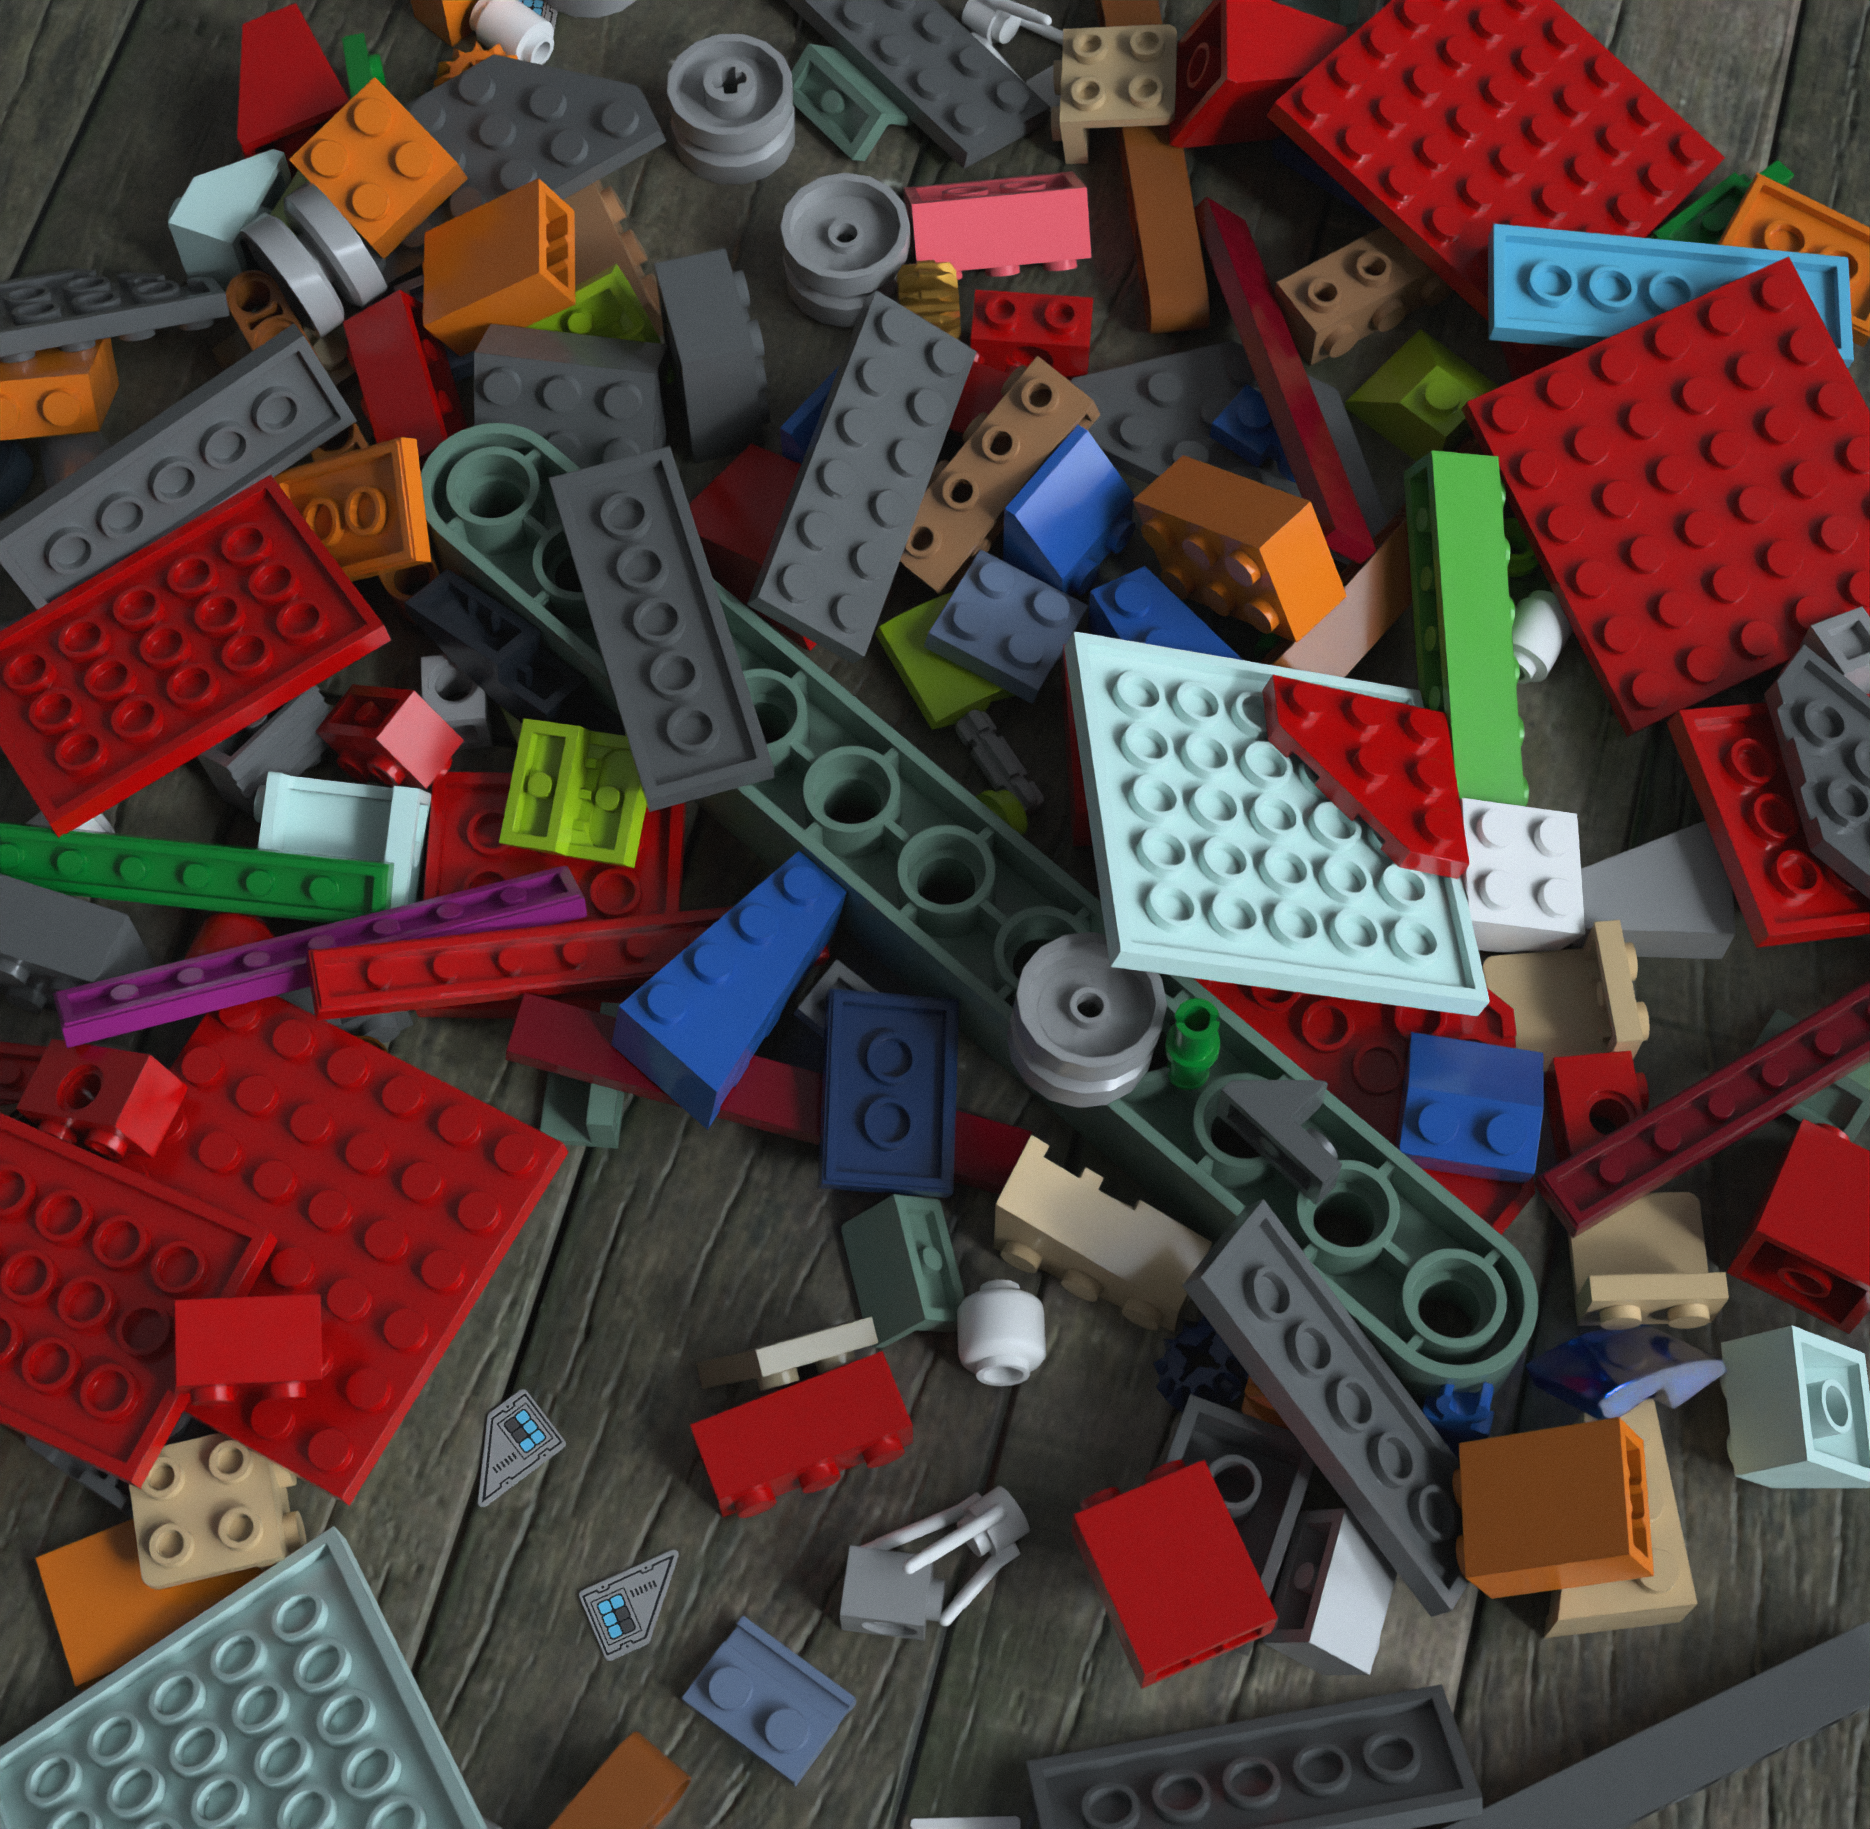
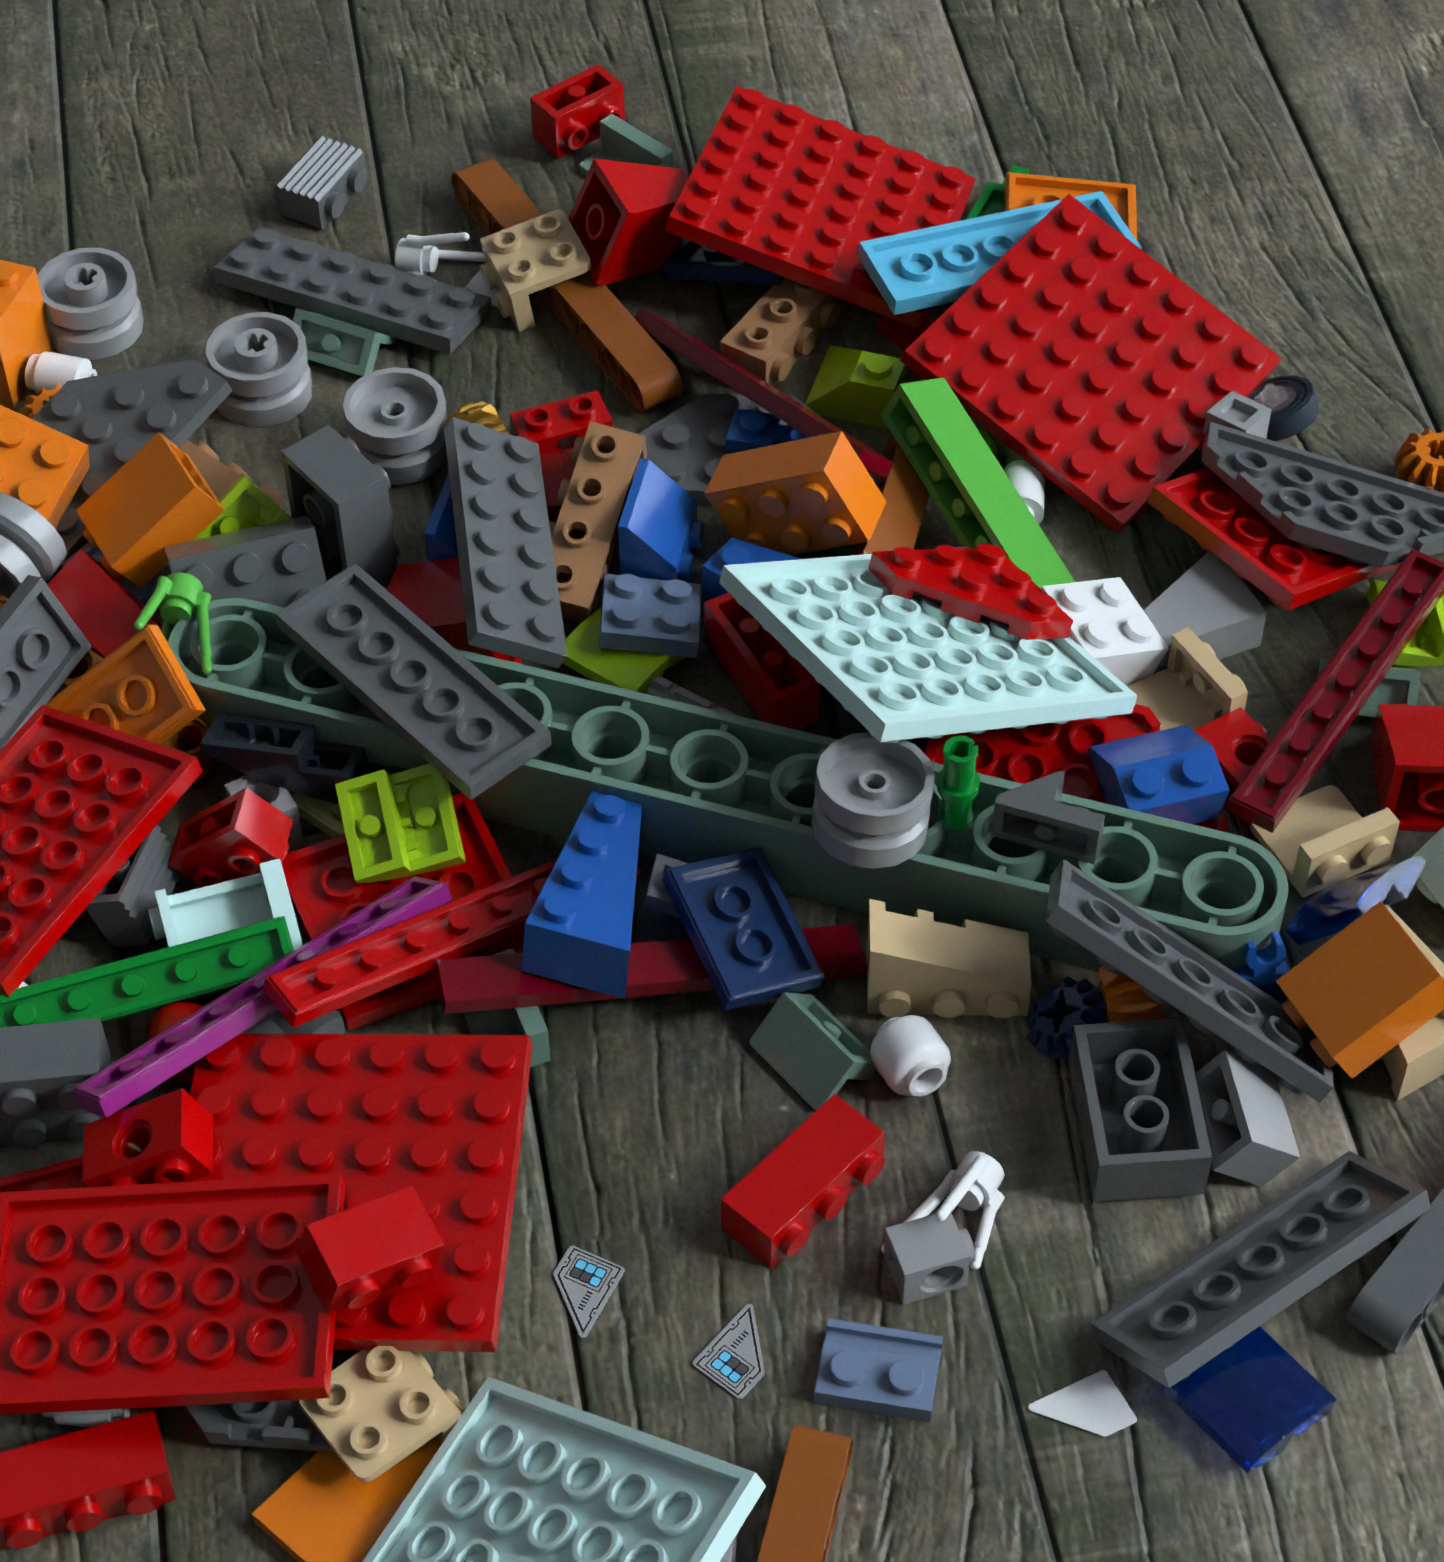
camera: 25 degrees left, 15 degrees down
(462, 407) = (177, 598): none -> bright green plant
(777, 1361) = (761, 1131): dark tan wing -> none
(1001, 223) = (509, 372): coral slope -> none
(1172, 1571) = (1133, 1130): red brick -> none

